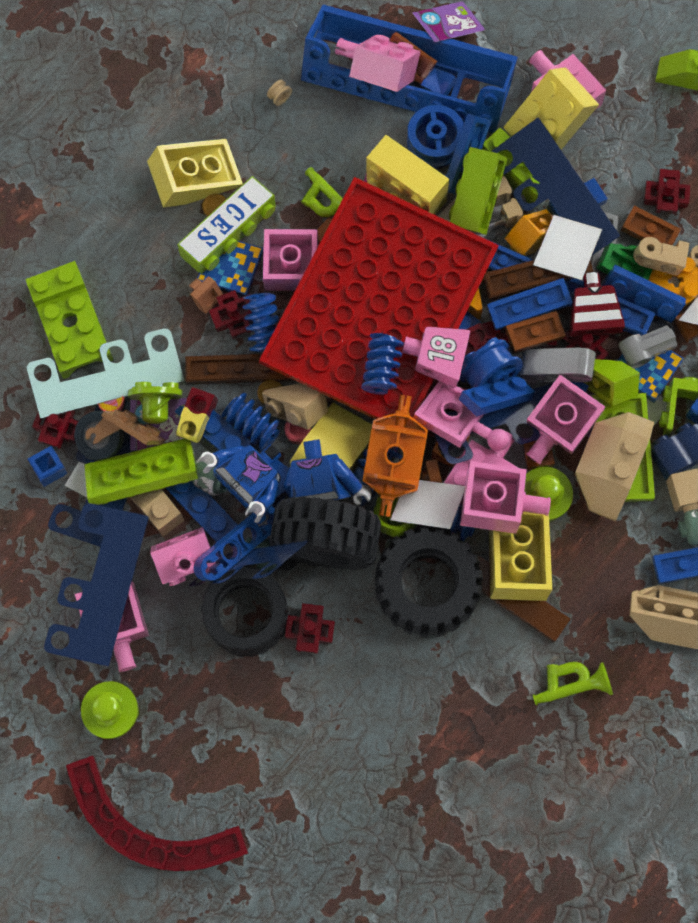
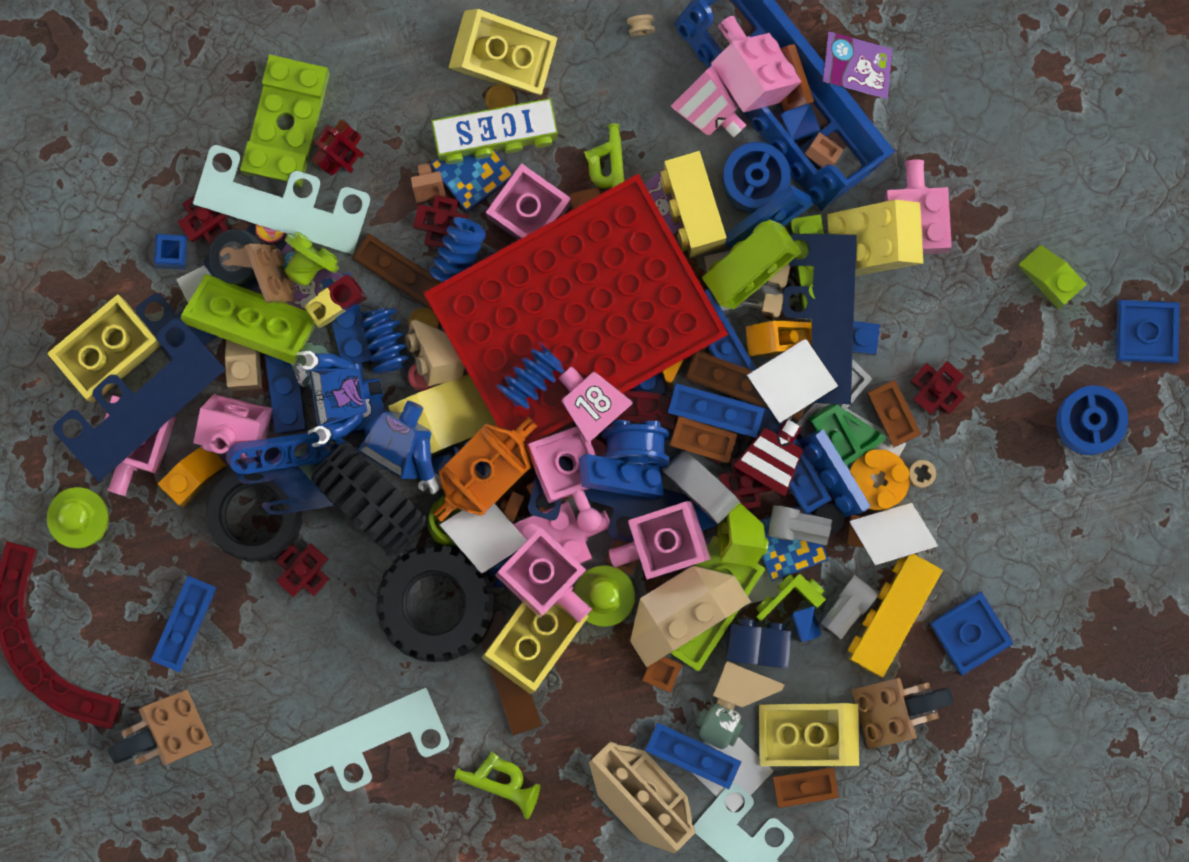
camera: 35 degrees right, 10 degrees up
(41, 563) = (104, 345): none -> light yellow brick
(115, 314) = (335, 146): none -> dark red piece
(176, 617) = (191, 476): none -> light orange slope
(247, 733) = (184, 624): none -> blue plate
(296, 817) = (172, 728): none -> medium nougat plate
(368, 107) = (709, 105): none -> bright pink torso
(436, 732) = (348, 741): none -> light aqua piece
(467, 90) = (823, 151): none -> nougat tile
(630, 519) = (663, 673): none -> dark orange plate
(661, 256) = (869, 442): tan leg -> none

